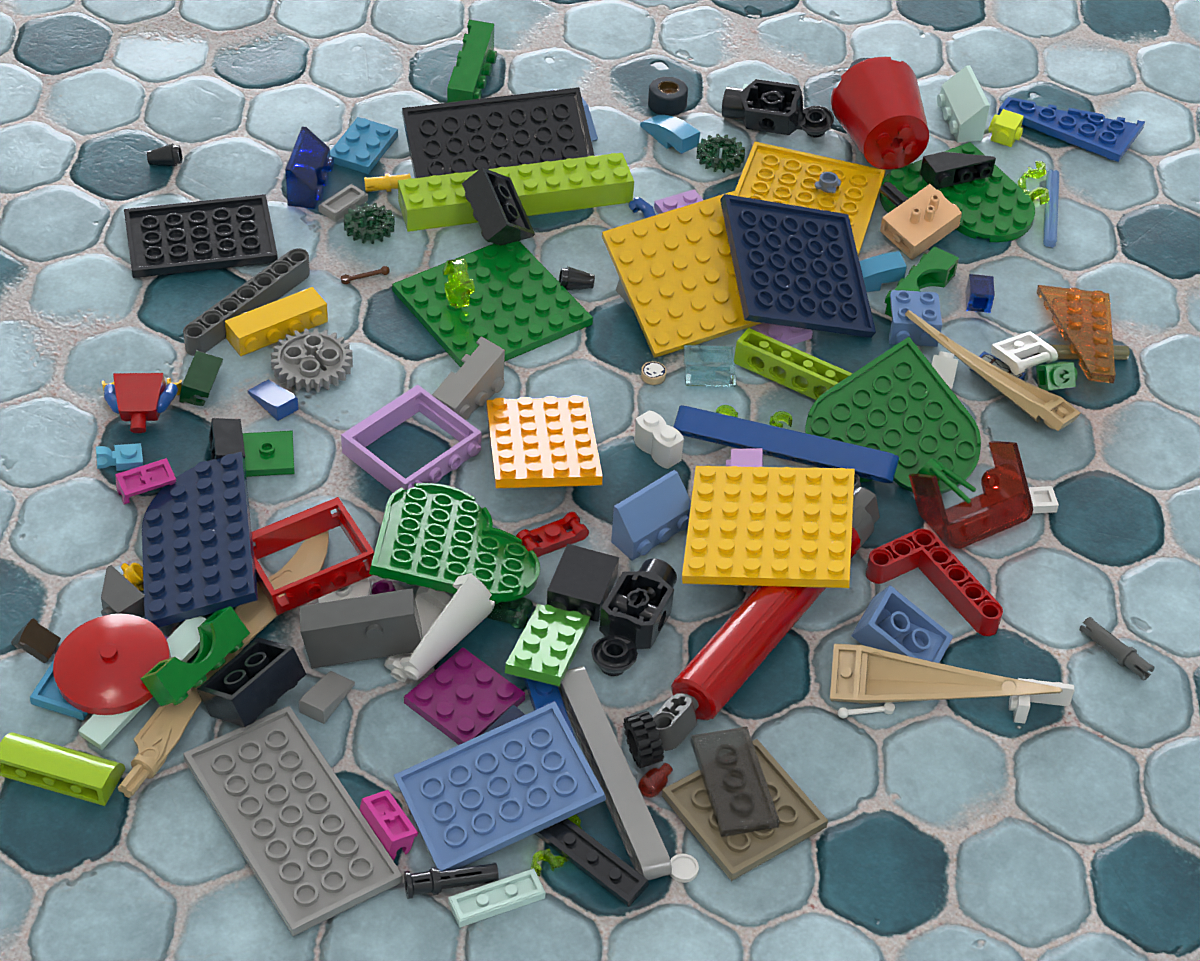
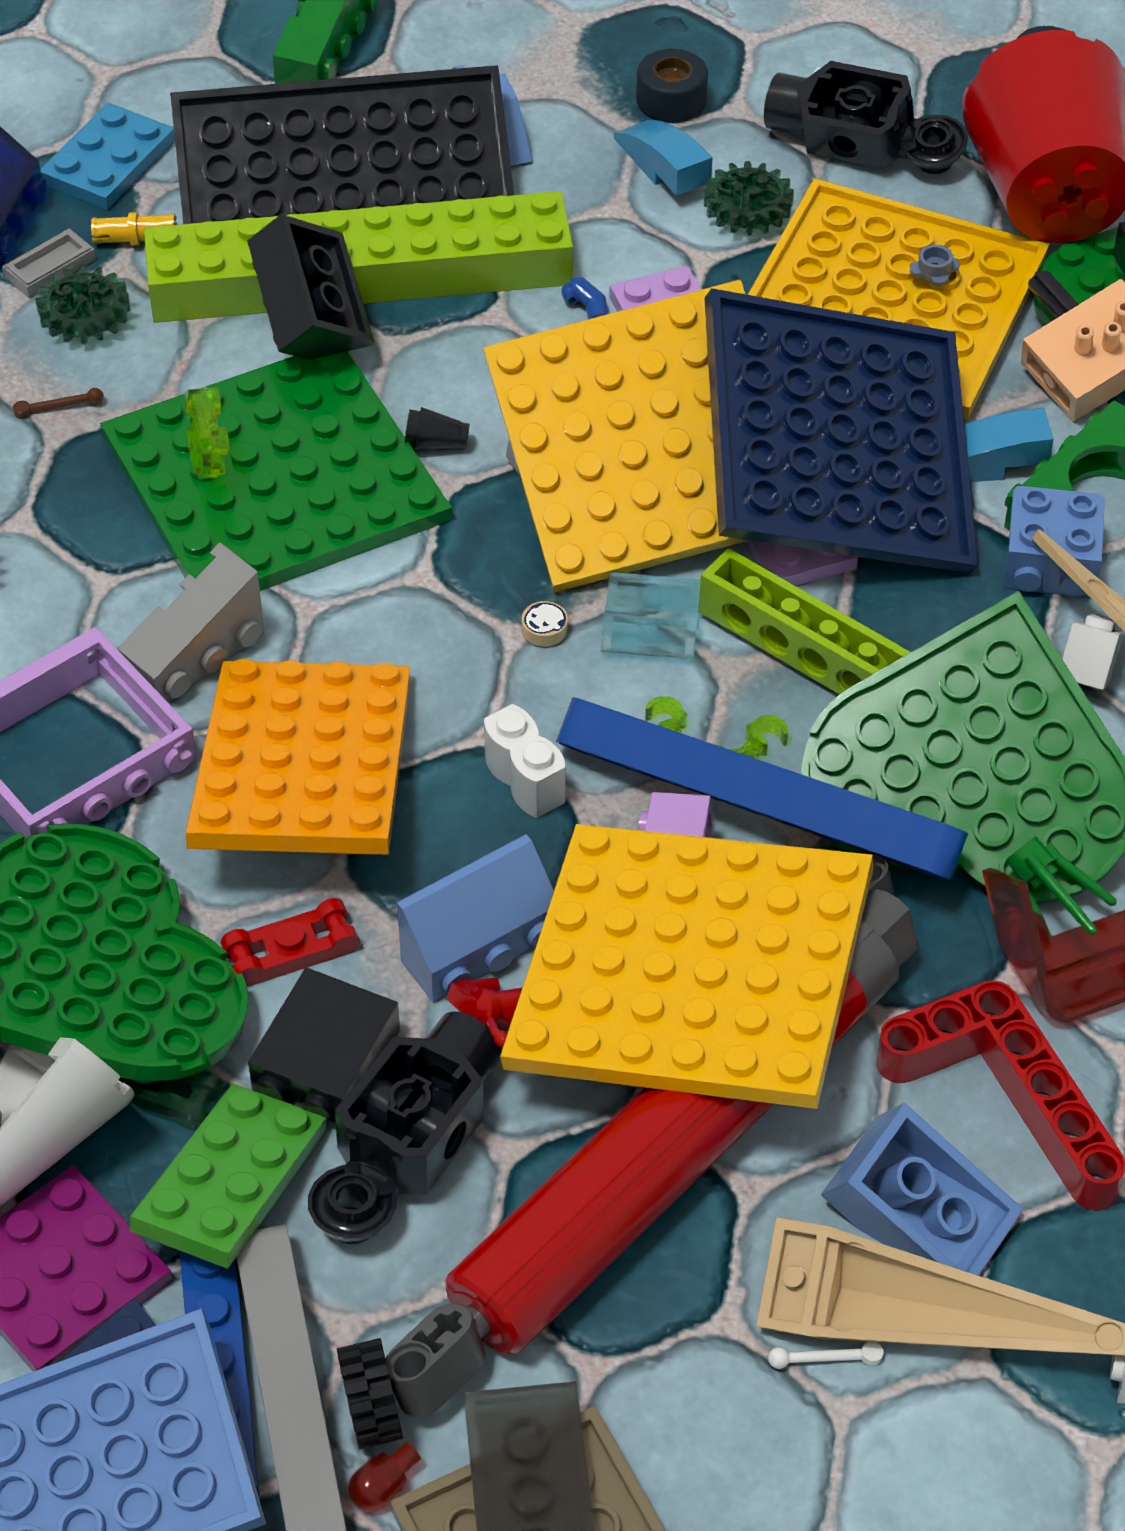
camera: 10 degrees right, 5 degrees up
(673, 557) = (486, 1003): none -> red piece

